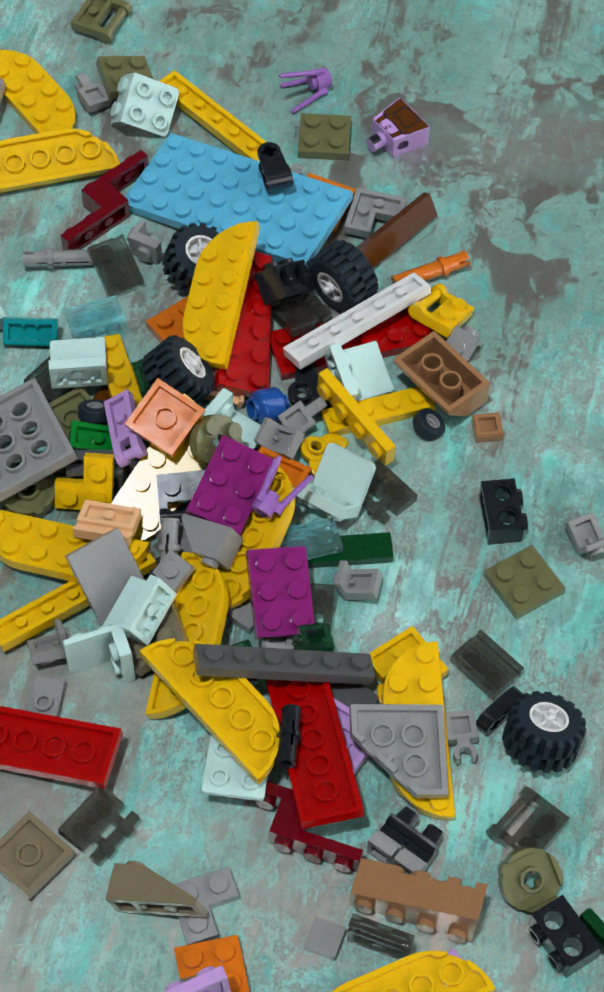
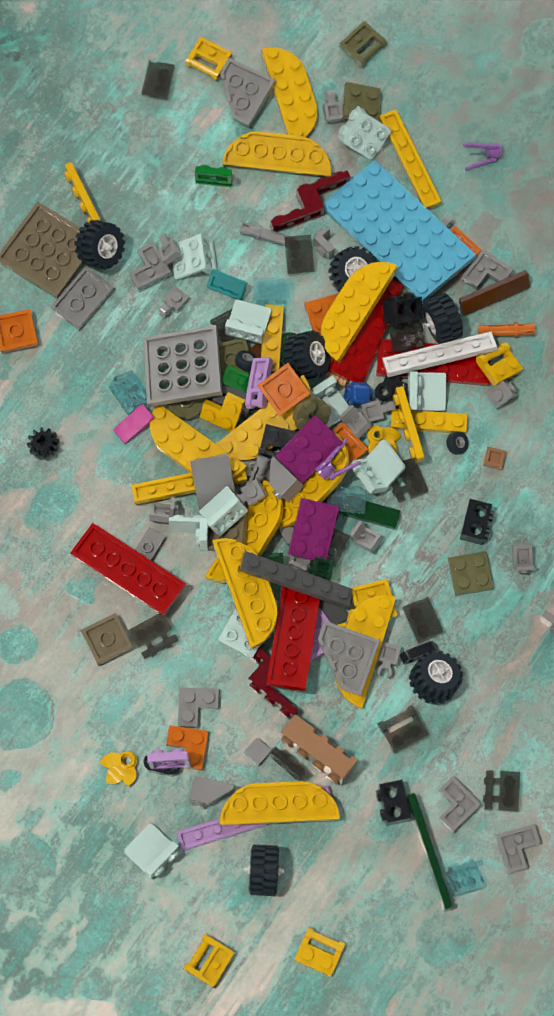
camera: 20 degrees right, 15 degrees up
(100, 517) = (224, 441): light nougat plate -> none
(143, 891) = (162, 685): dark tan slope -> none
(273, 168) = (428, 221): black piece -> none
(288, 736) = (280, 626): black pin -> none
(324, 136) = (479, 197): olive plate -> none
(398, 130) = (530, 211): torso -> none
(402, 844) = (324, 716): hips -> none
(444, 375) = (477, 415): medium nougat slope -> none
(512, 876) = (381, 754): olive plate -> none

